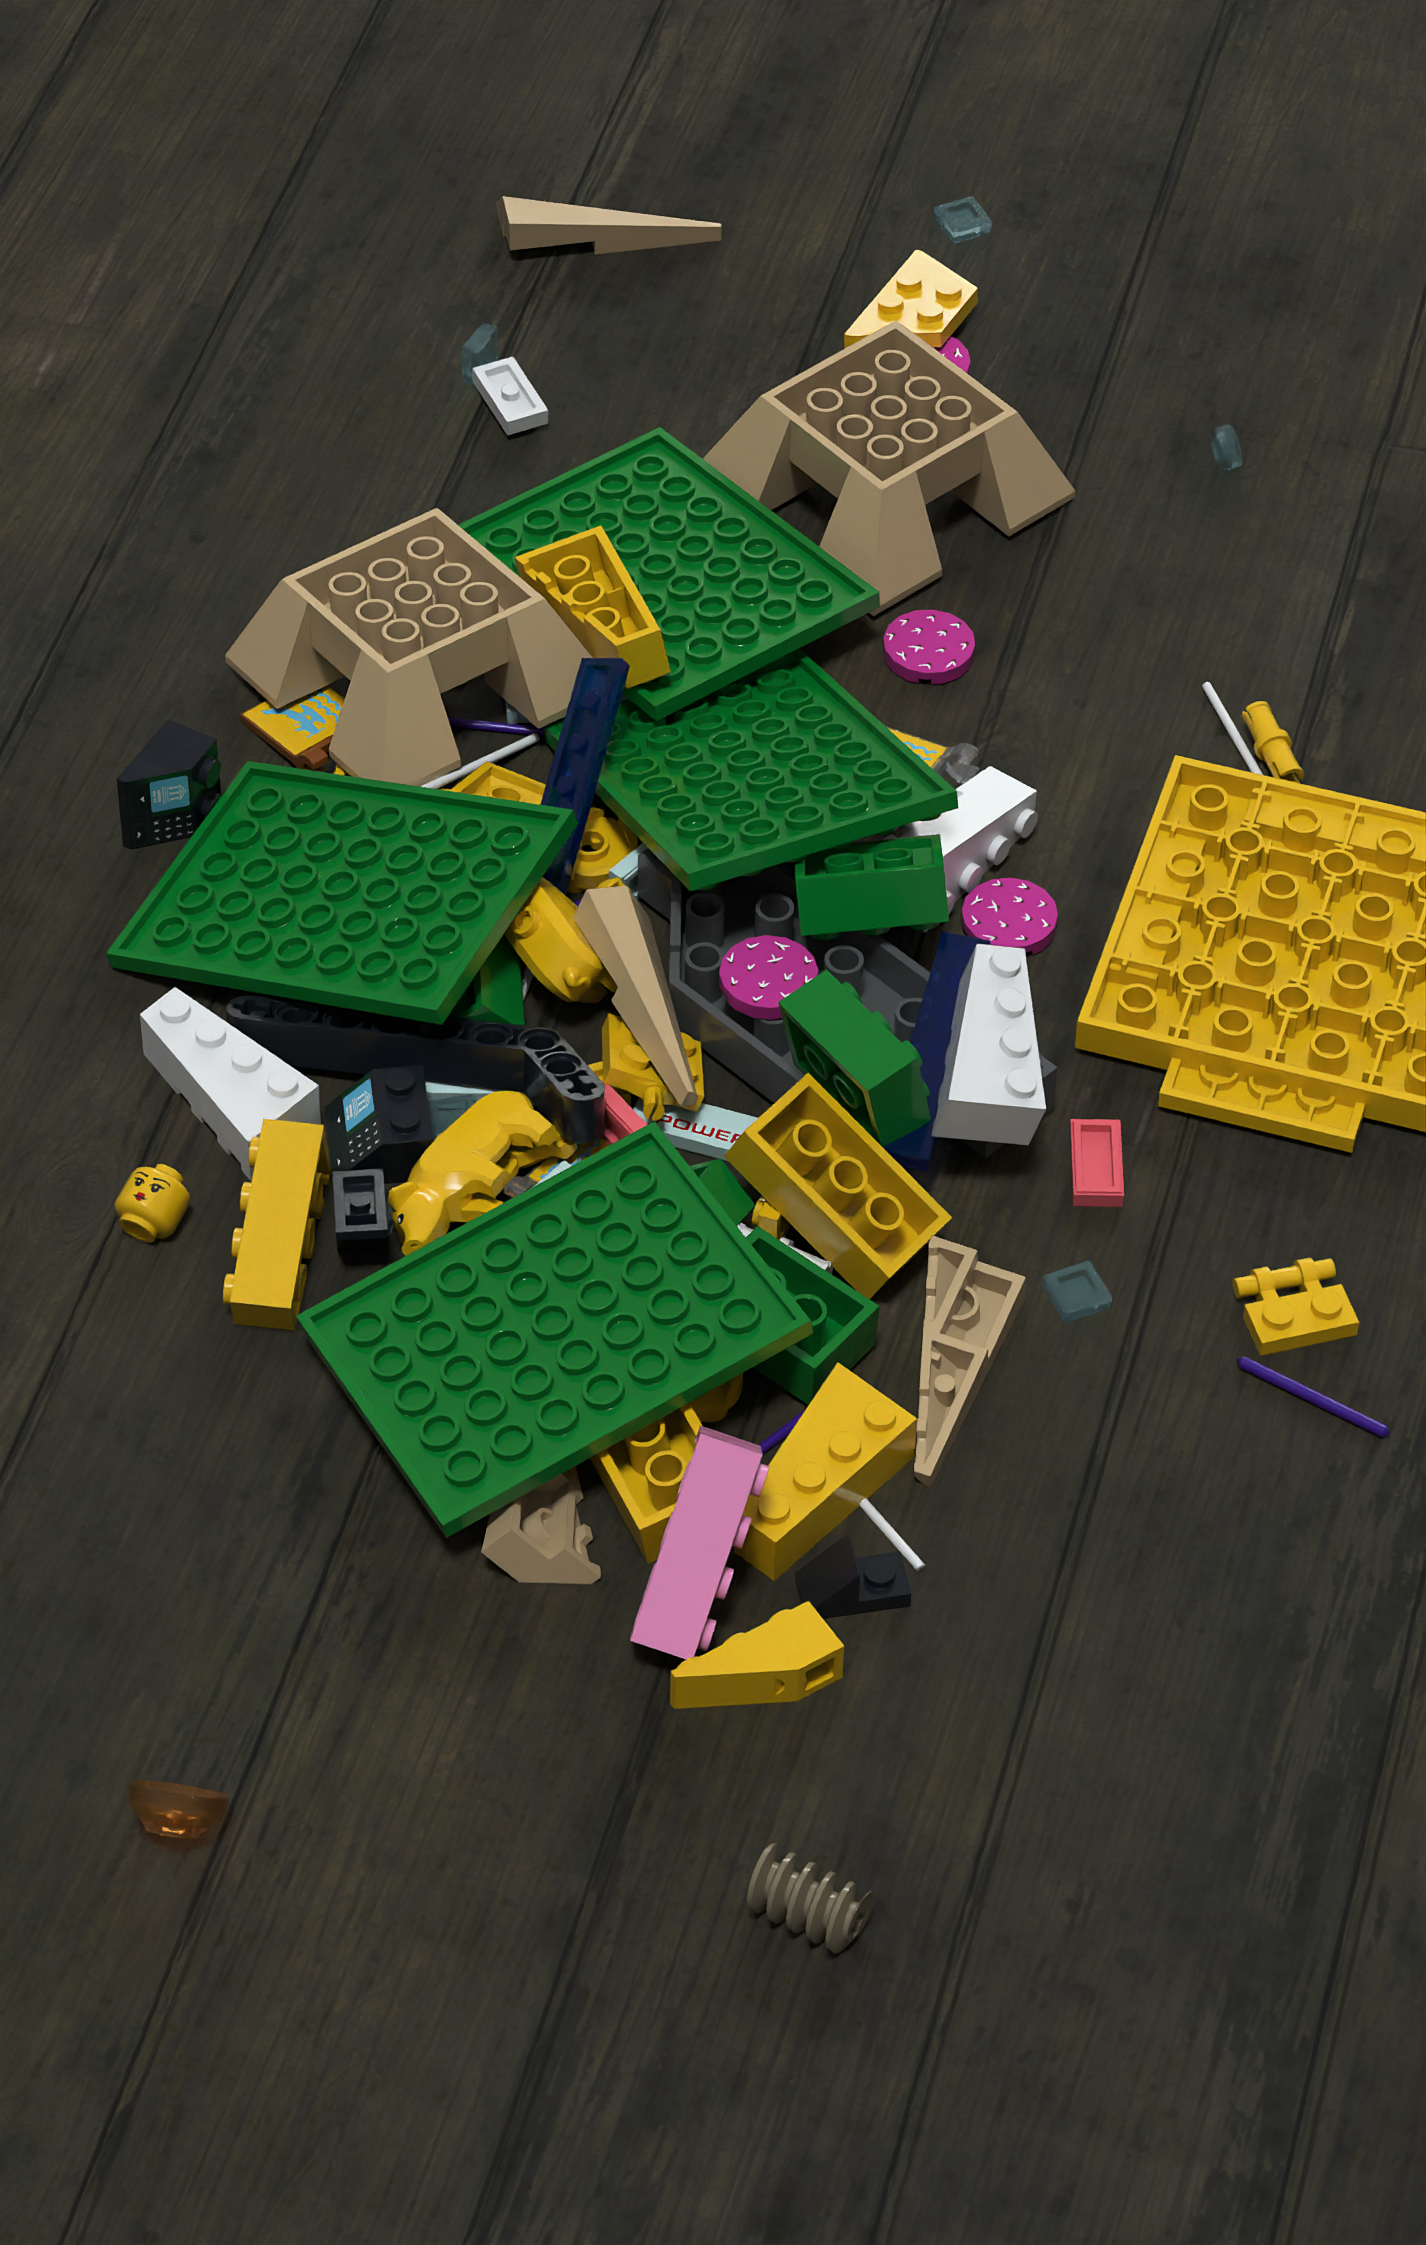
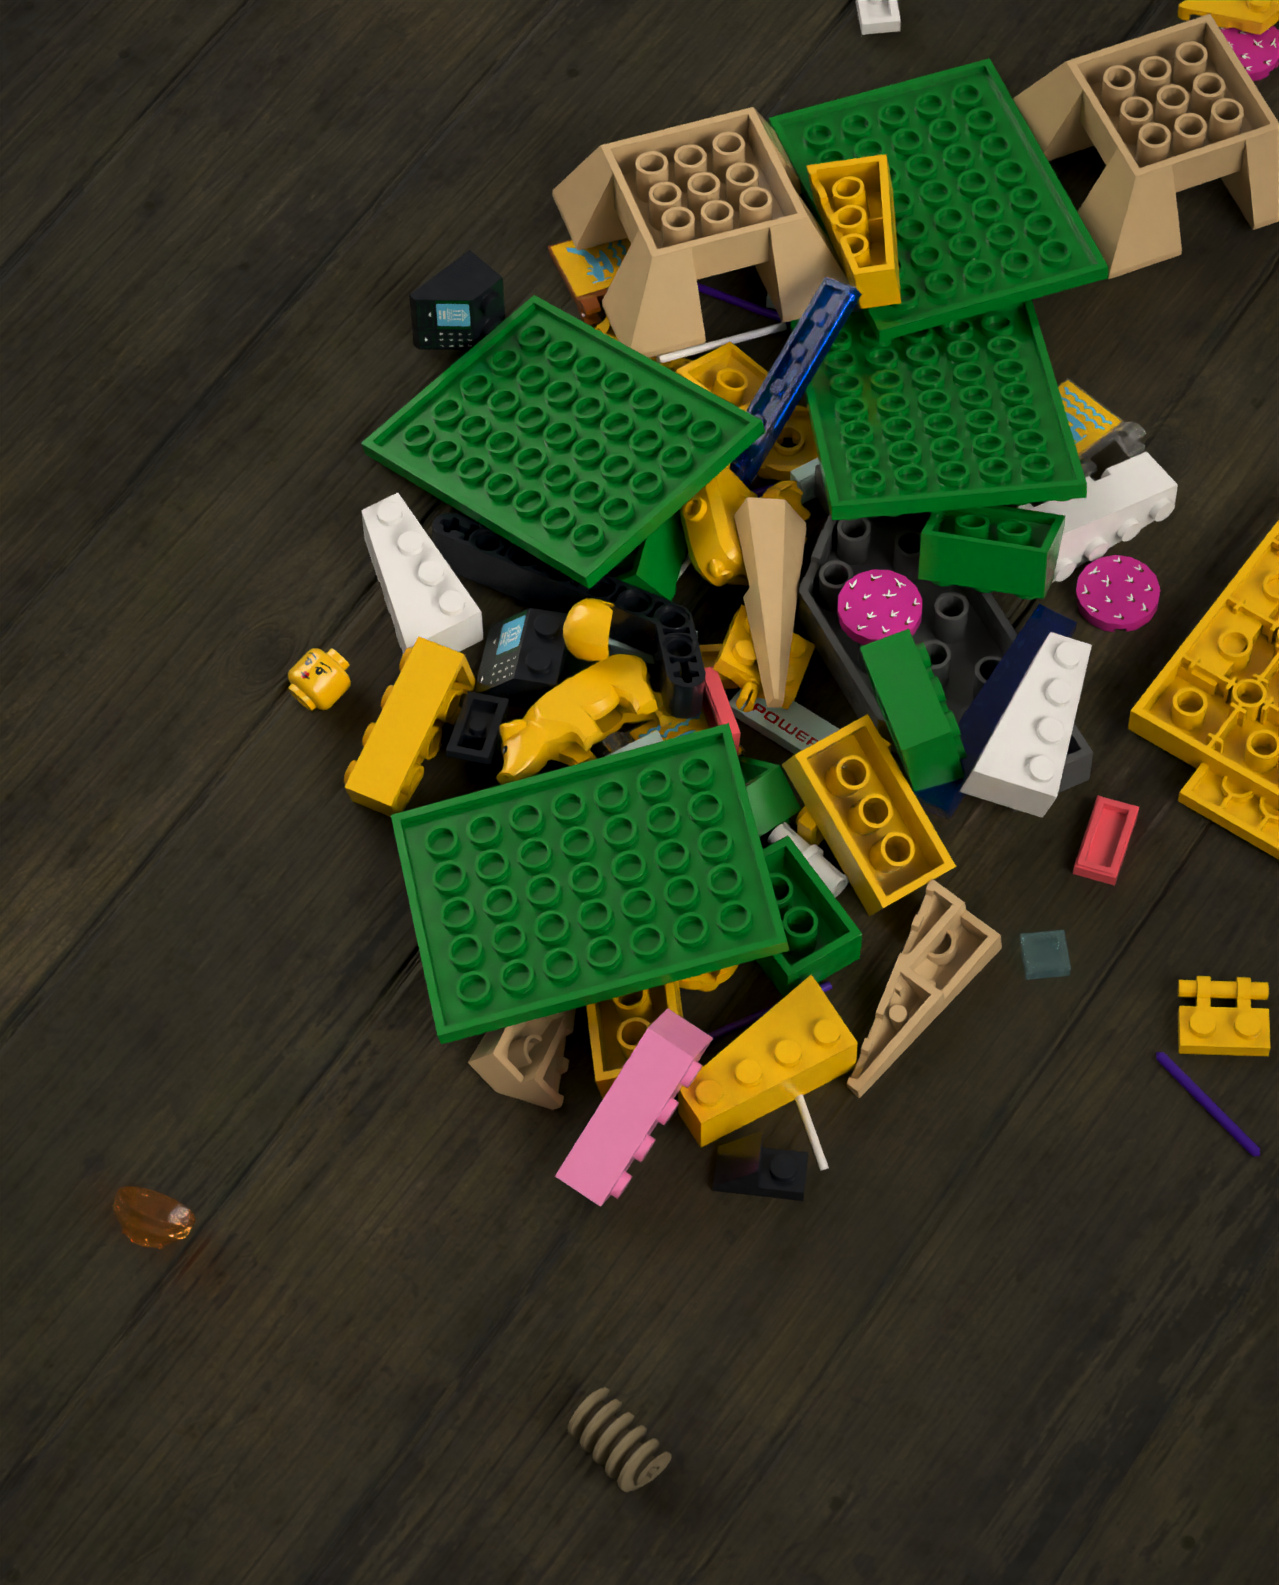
camera: 20 degrees right, 10 degrees up
(453, 1072) = (588, 629): none -> yellow hair
(768, 1664) = (663, 1224): yellow slope -> none
(928, 646) = (1144, 320): dark pink tile -> none

